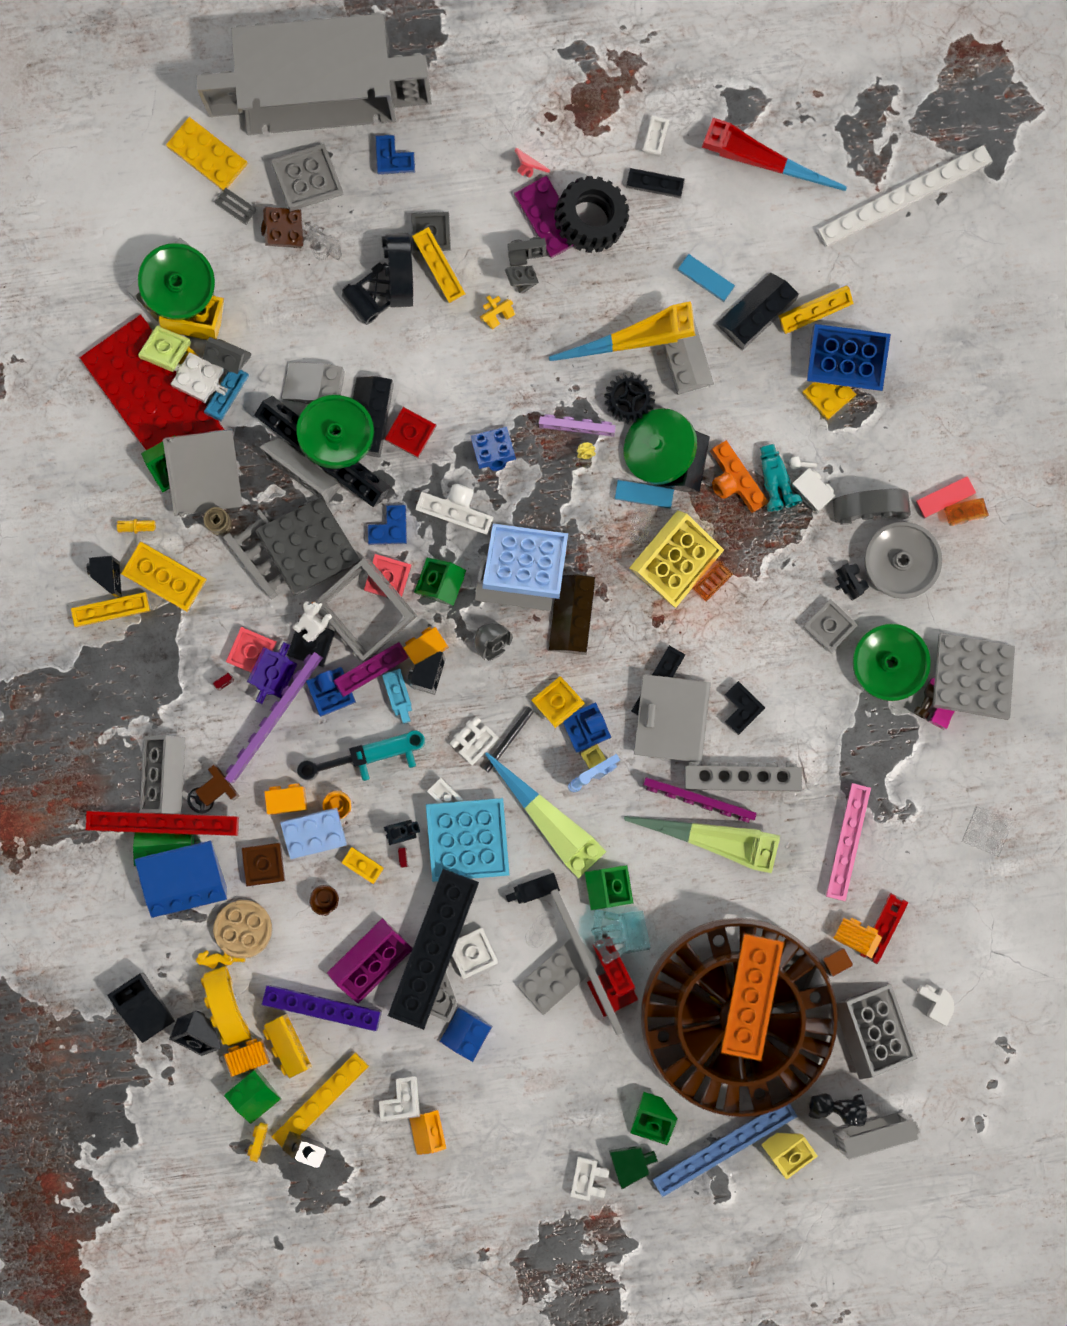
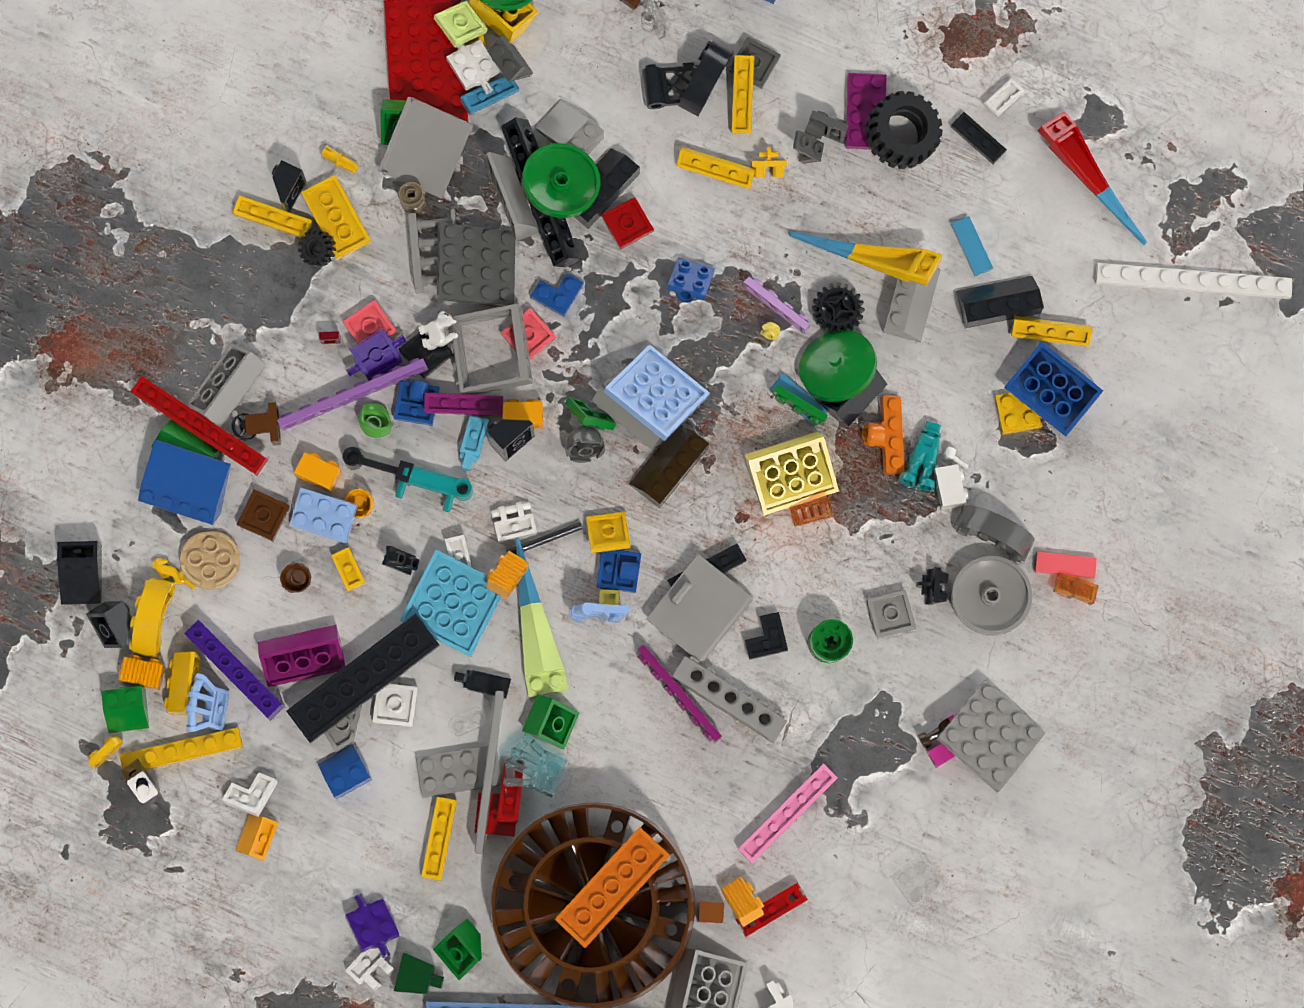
camera: 25 degrees right, 5 degrees down
(157, 619) = (307, 244): none -> black tyre
(305, 727) = (374, 420): none -> bright green hat
(326, 1050) = (214, 709): none -> light blue plate
(403, 858) = (387, 584): dark red tile -> none
(440, 581) = (572, 366): green slope -> none
(454, 341) = (715, 167): none -> yellow plate
(456, 509) = (625, 312): white plate -> none
(481, 616) = (588, 416): none -> green plate
(498, 789) = (507, 574): none -> light orange brick
(528, 164) = (877, 55): coral piece -> none
(569, 1146) = (372, 925): none -> dark purple plate
(578, 1040) = (439, 838): none -> yellow plate
(649, 499) = (799, 405): none -> green plate
(742, 845) = (691, 758): yellowish green plate -> none
(807, 679) = (840, 635): none -> green wheel
(909, 660) = (943, 673): green dish -> none

